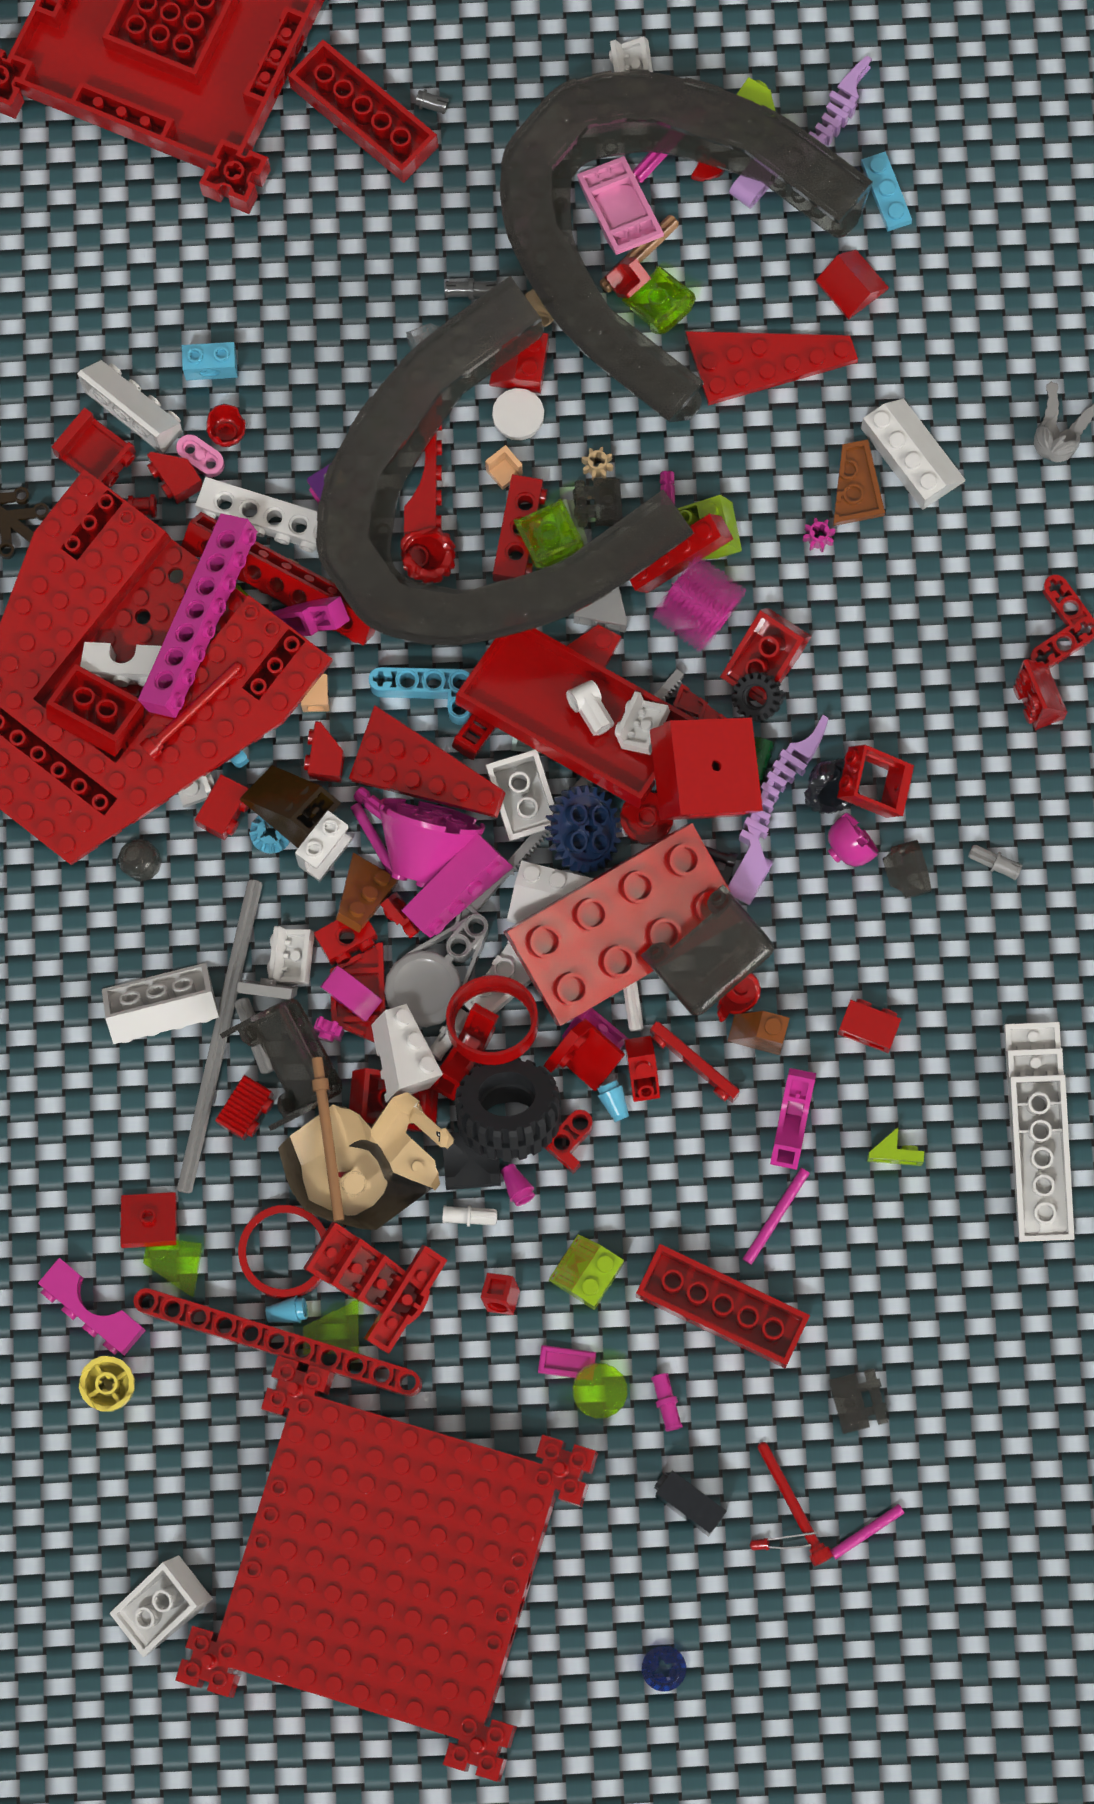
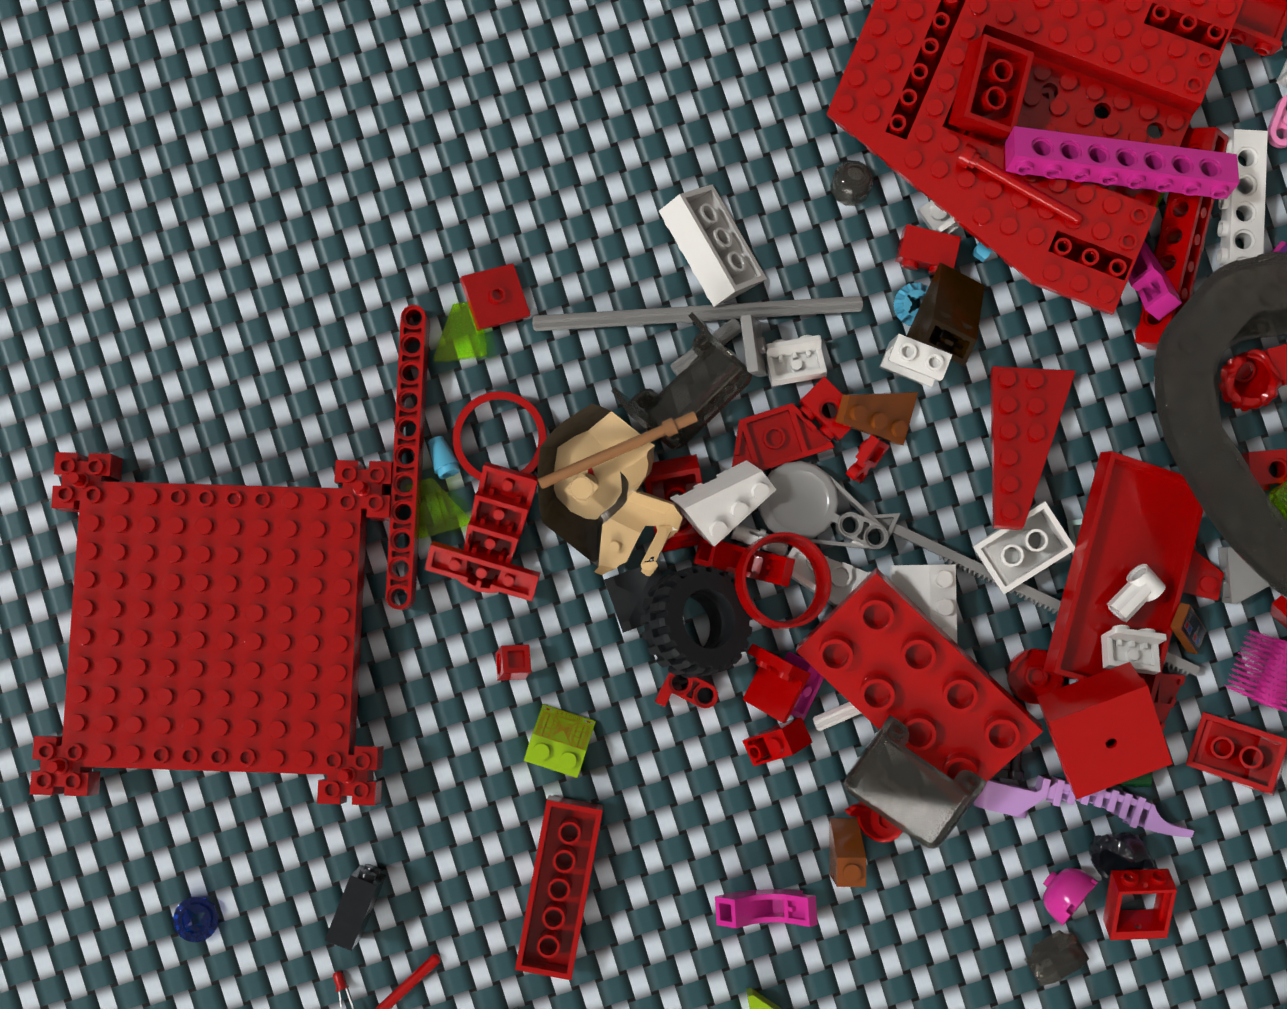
camera: 75 degrees right, 10 degrees up
(65, 1285) = (408, 234): dark pink arch -> none
(100, 660) = (1046, 80): white arch -> none
(107, 1383) = (321, 303): light yellow cylinder -> none
(145, 505) = (1220, 81): red bush -> none
(160, 1605) = (129, 418): white slope -> none
(177, 475) = (1261, 102): red slope -> none
(245, 1108) = (630, 359): red brick -> none
(317, 697) = (1068, 310): light nougat panel -> none
(326, 756) = (1008, 337): red slope -> none
(328, 1030) = (729, 418): dark pink plate -> none
(351, 993) = (772, 431): dark pink slope -> none
(370, 802) = (970, 402): dark pink axle -> none
(372, 835) = (937, 409): dark pink bar -> none
(420, 688) = (1104, 412): medium azure beam -> none
(423, 837) = (950, 462): dark pink cone -> none
(457, 886) = (910, 507): dark pink wedge -> none
(469, 744) = (1061, 476): red slope -> none
(469, 1215) = (584, 610): white axle -> none
(518, 1187) = (626, 649): dark pink cone -> none
(564, 1361) = (466, 744): dark pink tile -> none
(583, 829) = (1005, 617): dark blue gear -> none
(599, 1390) = (446, 785): clear neon green tile -> none
(614, 1100) = (738, 721): medium azure cone -> none
(638, 669) = (1188, 628): none -> tile
(666, 1402) = (452, 854): dark pink pin -> none
(723, 1088) = (779, 828): red plate -> none
(771, 688) = (1204, 742): black tyre -> none
(776, 1216) = (666, 913): dark pink bar -> none
(869, 1025) = (883, 960): red brick -> none

